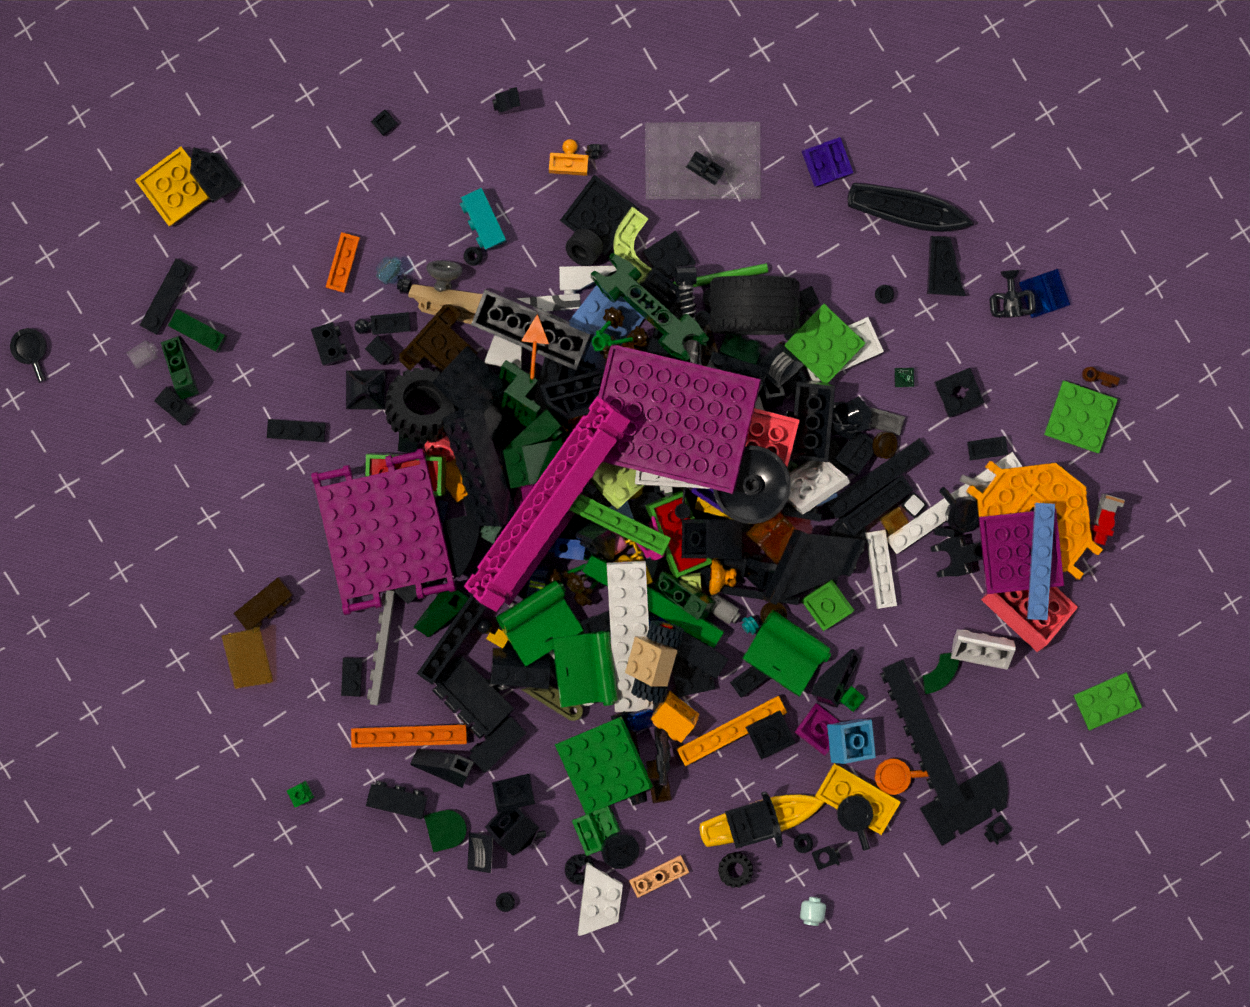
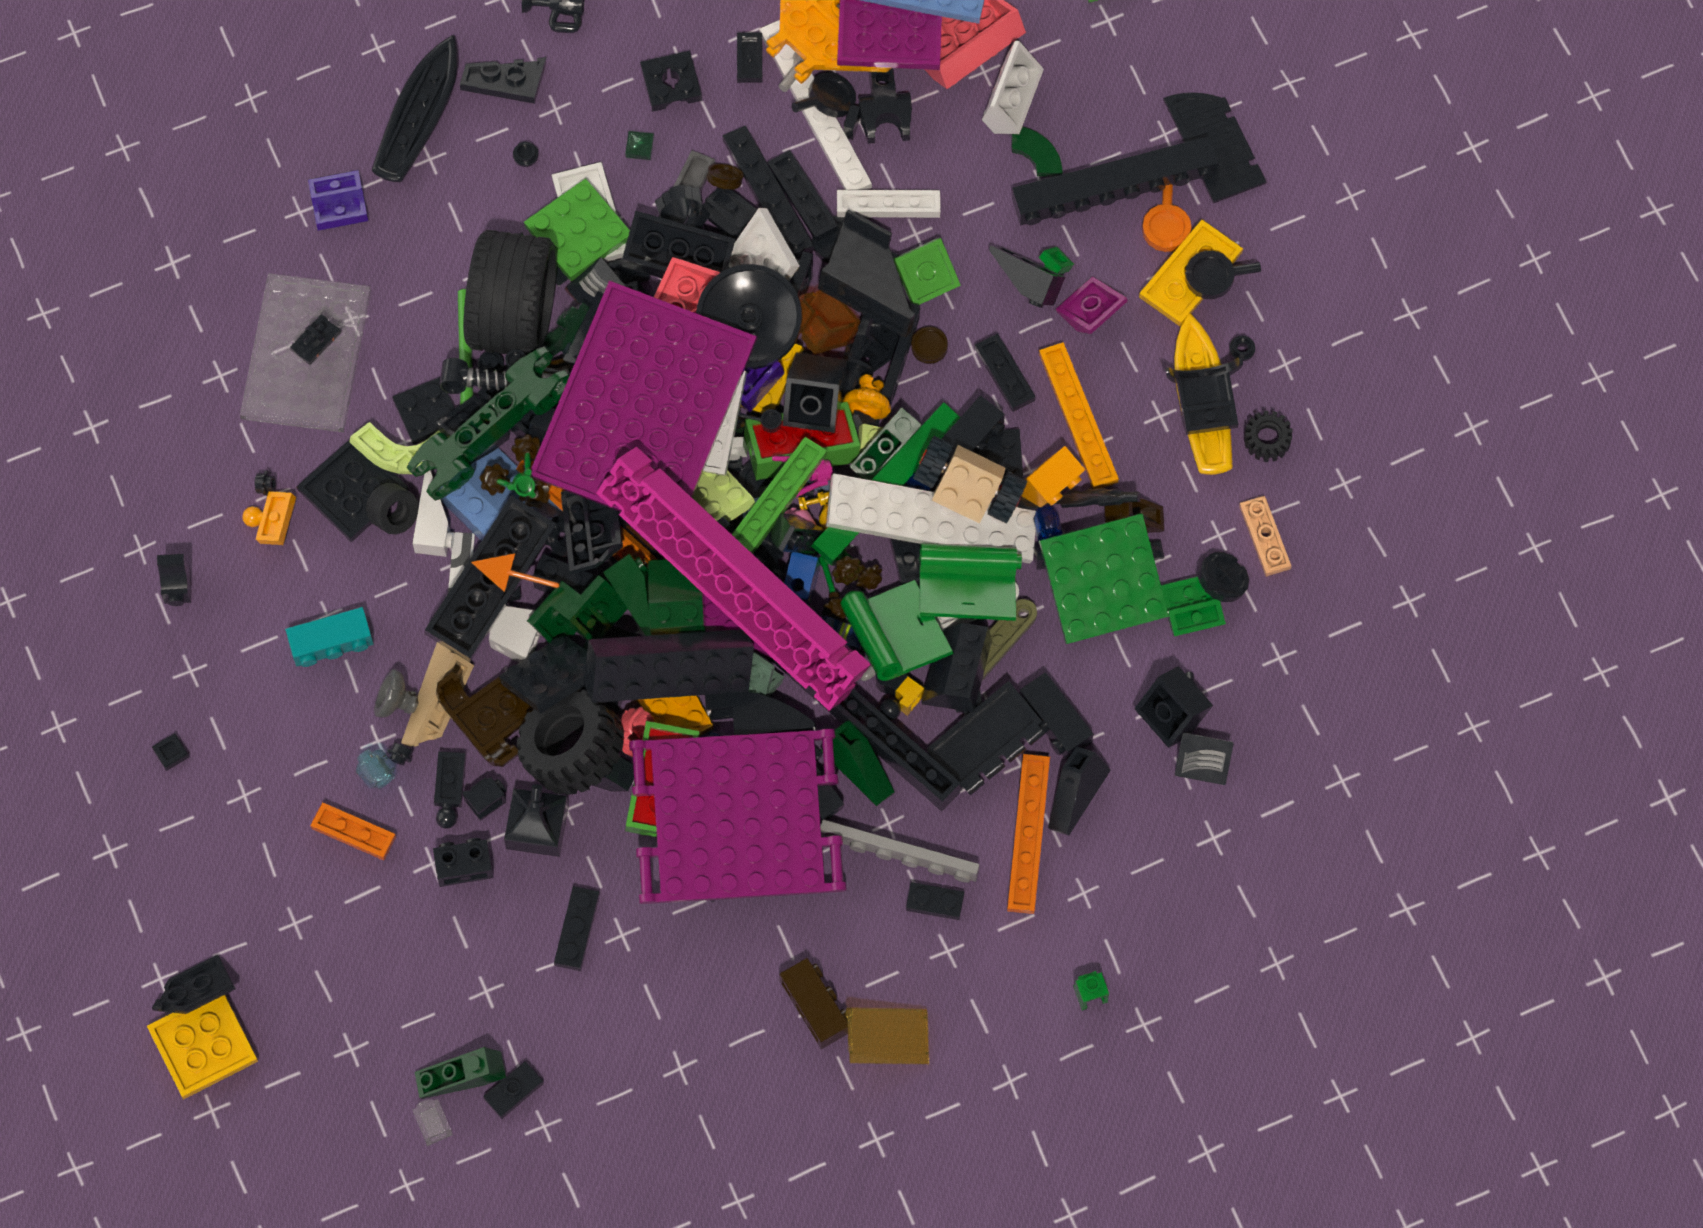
camera: 85 degrees left, 20 degrees down
(166, 296) = (355, 1080): black plate -> none
(197, 331) = (412, 1040): dark green slope -> none
(397, 799) = (1116, 860): black brick -> none
(445, 829) = (1166, 804): dark green tile -> none
(477, 251) = (376, 652): black plate -> none
(505, 902) = (1277, 738): black plate -> none
(513, 793) = (1126, 701): black tile -> none
(570, 868) = (1241, 647): black gear -> none
(599, 900) = (1289, 614): white wing -> none
(724, 609) = (915, 400): light grey head -> none
(749, 625) = (939, 374): teal plate -> none
(770, 734) = (1090, 365): black plate -> none
(788, 650) = (981, 330): green door -> none
(813, 911) = (1335, 345): light aqua head -> none
(834, 856) = (1264, 311): black bracket -> none
(851, 741) = (1112, 264): dark azure brick -> none
(893, 520) = (826, 182): clear yellow panel -> none
(913, 505) = (811, 156): white slope -> none
(991, 835) = (1256, 117): black bracket -> none

